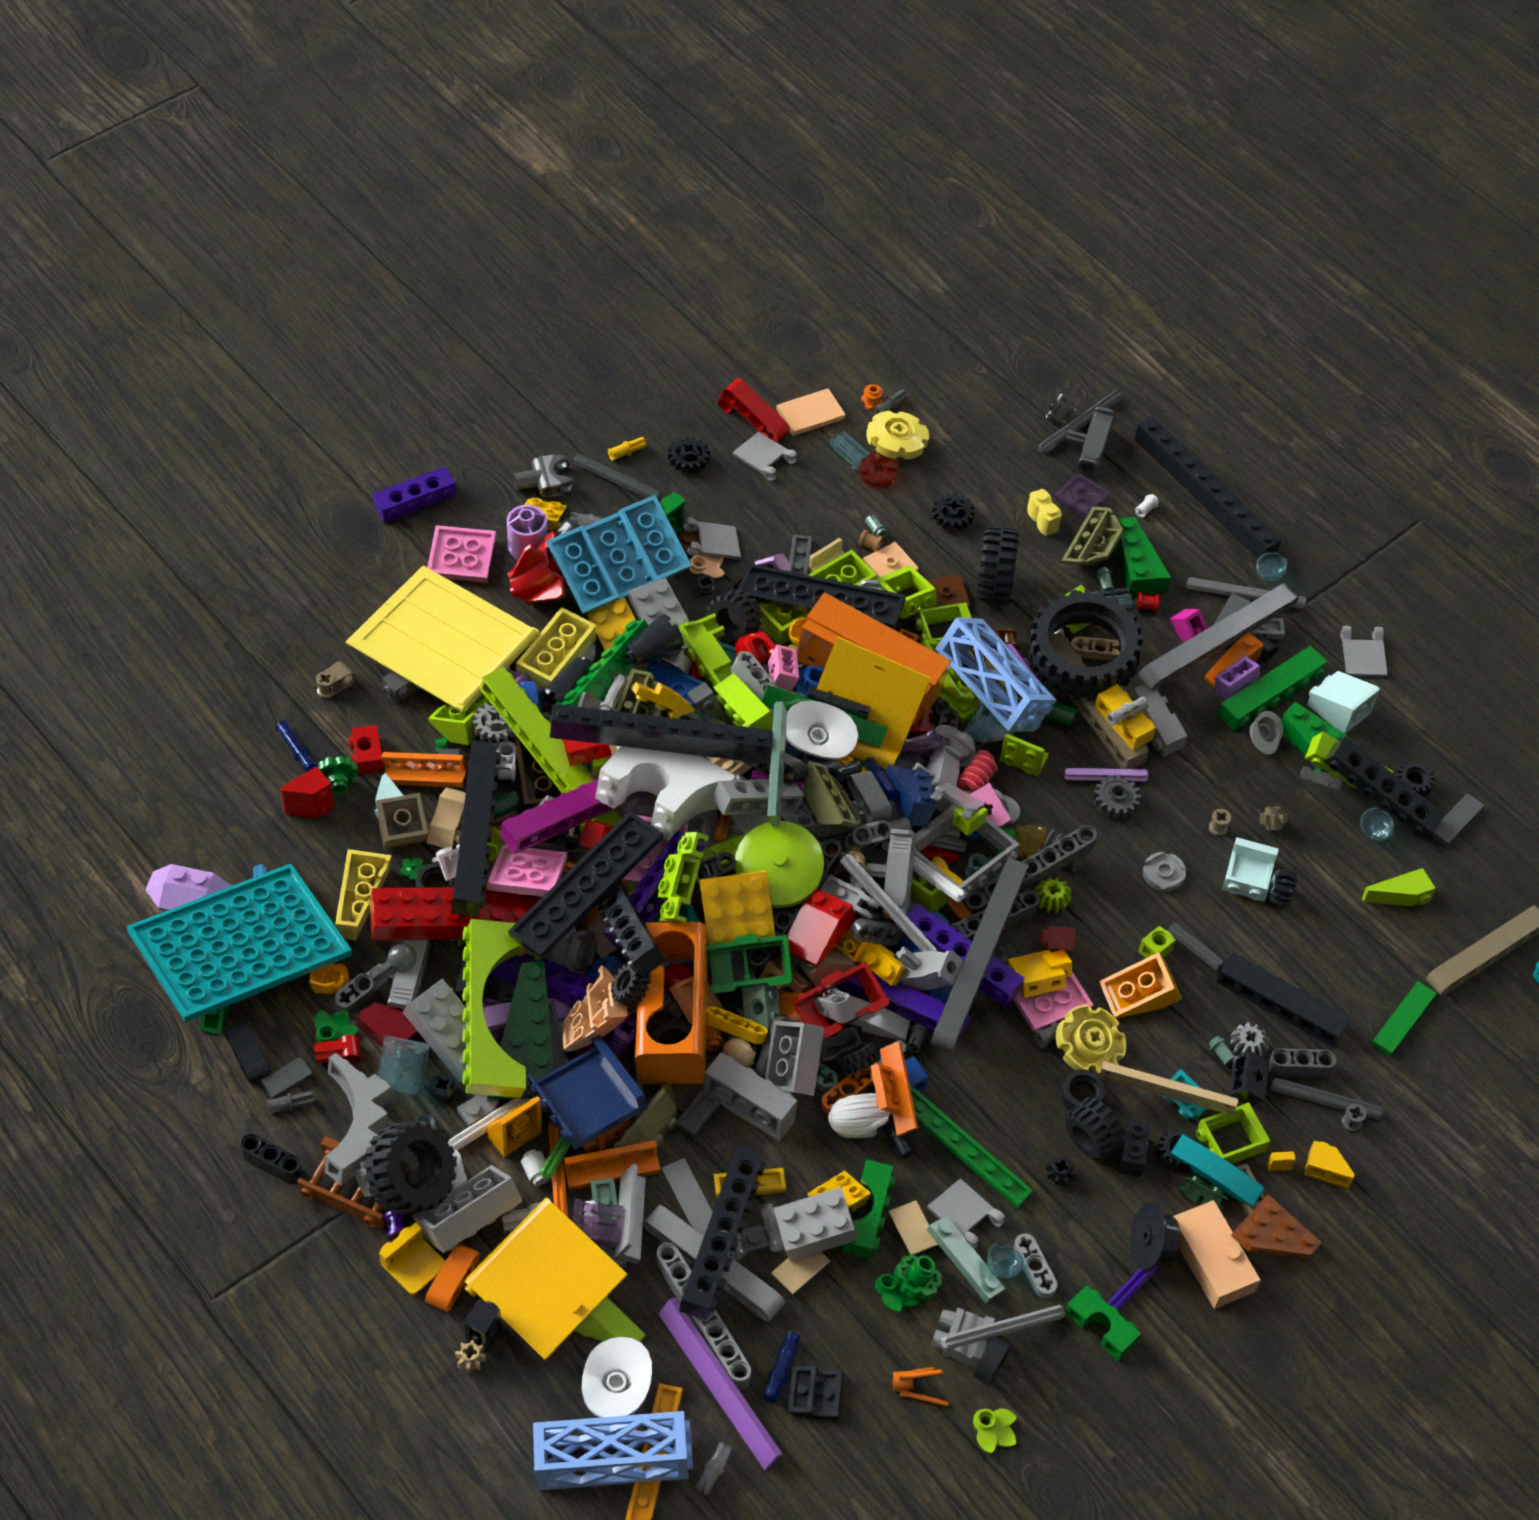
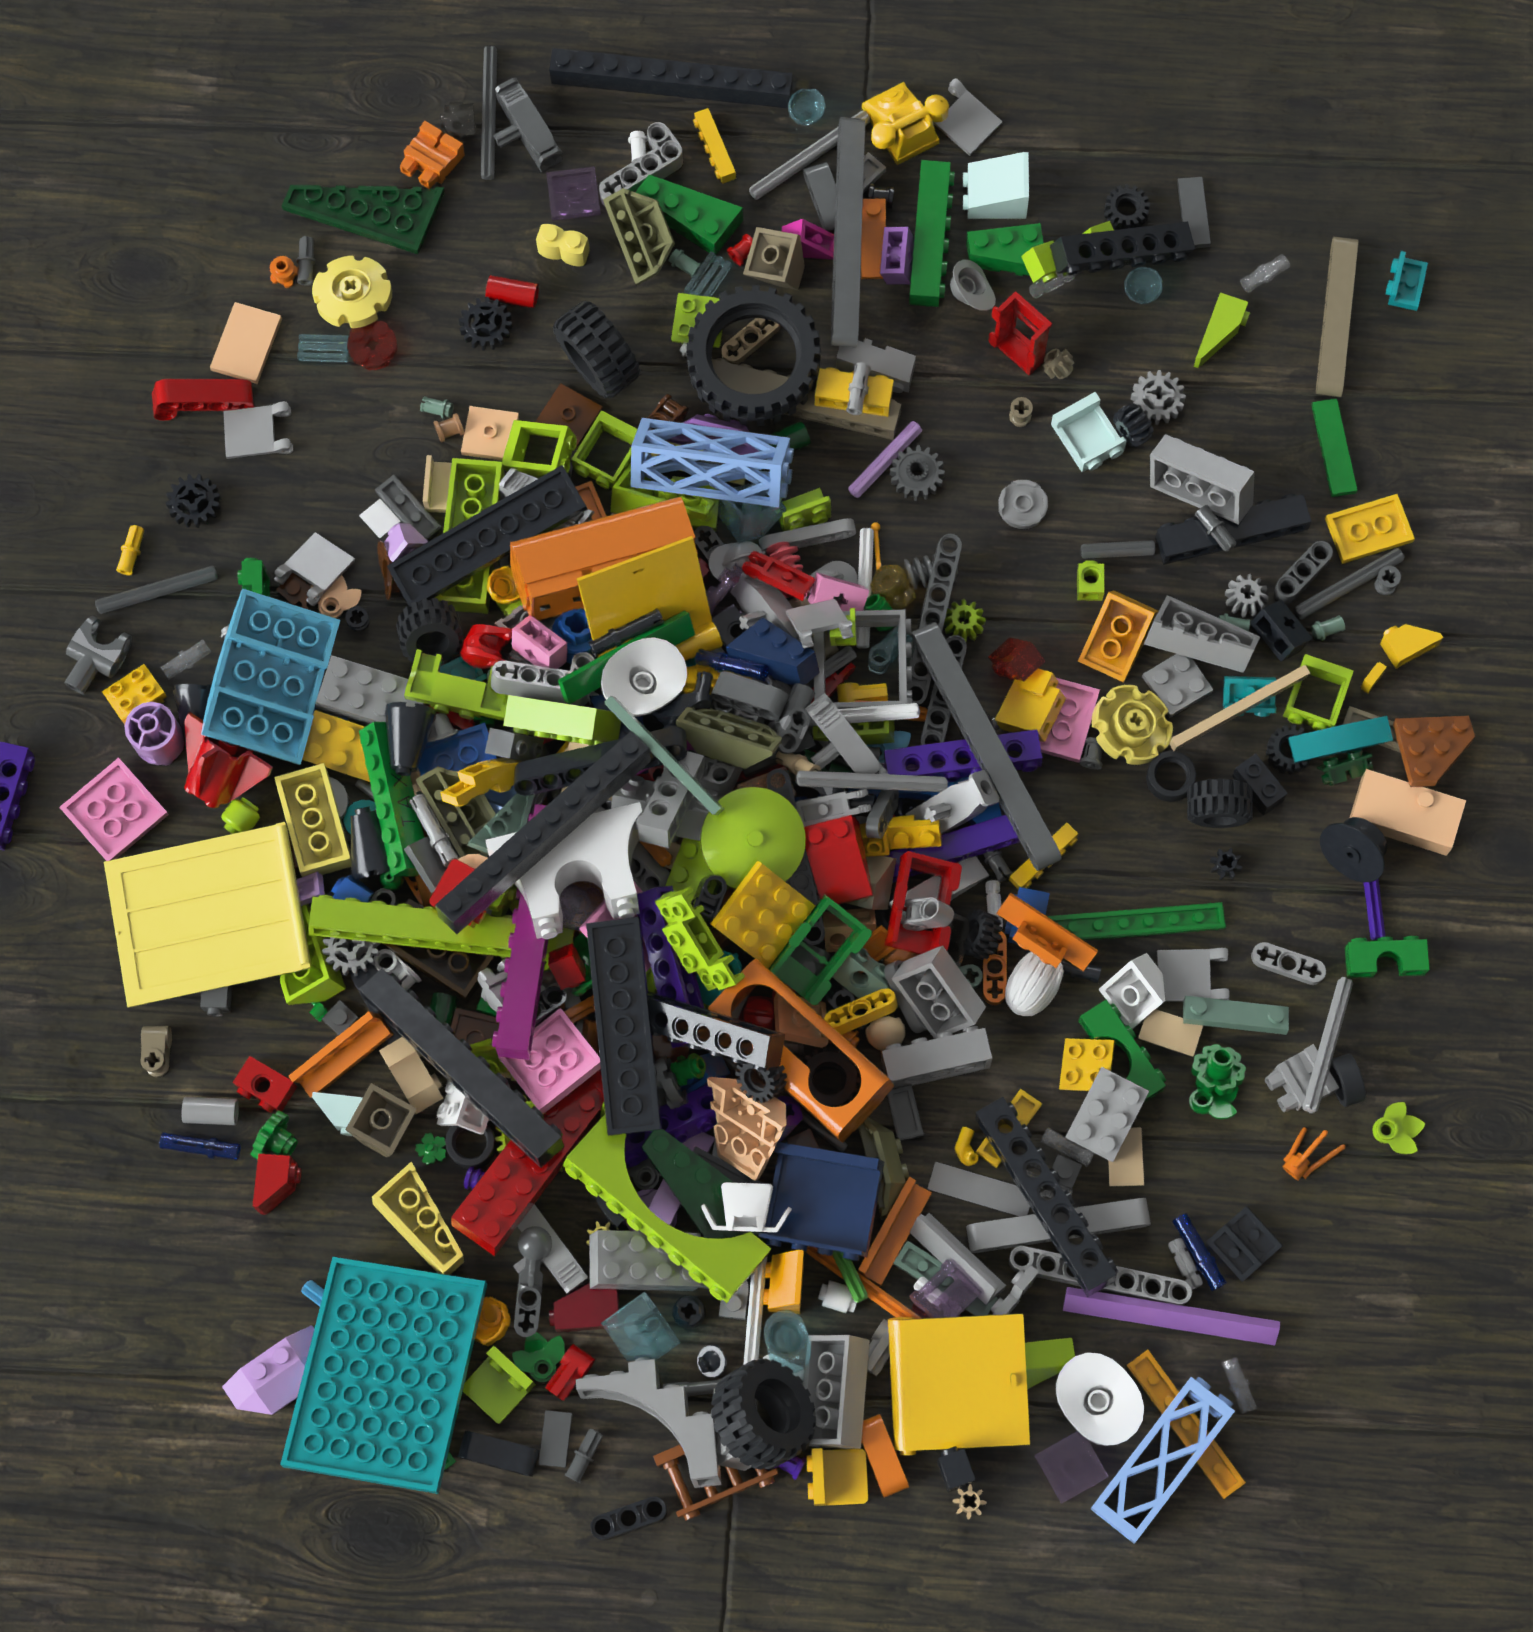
camera: 40 degrees left, 20 degrees up
(292, 1017) = (497, 1385): none -> lime bracket
(323, 734) = (210, 1110): none -> light grey pin
(476, 1154) = (787, 1340): none -> clear light blue piece
(523, 612) = (240, 816): none -> lime head
(542, 1053) = (745, 1208): none -> white piece
(553, 1400) = (1071, 1466): none -> clear purple plate
(599, 954) = (688, 1068): none -> green brick
(648, 1265) = (1021, 1282): none -> light grey plate
(709, 1165) = (963, 1148): none -> yellow arm
(765, 1365) = (1185, 1263): none -> light grey axle
(777, 548) = (379, 518): none -> white sticker
(919, 1180) = (1136, 990): none -> white slope
(951, 1061) = (1026, 872): none -> yellow piece
(957, 412) = (374, 212): none -> dark green wing
(966, 764) = (778, 575): none -> red hinge
(987, 509) = (512, 291): none -> red pin
(1004, 1261) = (1266, 986): clear light blue hair -> none
(1016, 772) = (811, 534): none -> light grey beam
(1022, 819) = (865, 578): none -> white axle
(1023, 412) = (432, 155): none -> orange hips
(1058, 803) = (876, 527): none -> light orange hinge
(1148, 1050) = (1177, 683): none -> light grey plate
(1153, 522) = (656, 157): none -> light grey beam
(1161, 620) = (775, 258): none -> dark tan slope
(1191, 1032) = (1200, 636): none -> light grey wedge
(1193, 542) = (714, 146): none -> yellow piece
(1265, 772) = (1011, 341): none -> red piece
(1269, 981) = (1215, 528): none -> dark grey axle
(1283, 1108) = (1328, 627): none -> sand green pin
(1291, 947) = (1201, 478): none -> light grey brick
(1317, 890) = (1168, 393): none -> light grey gear
(1323, 621) = (903, 122): none -> yellow piece
(1375, 1080) = (1369, 528): none -> yellow plate
(1466, 888) = (1265, 273): none -> clear pin

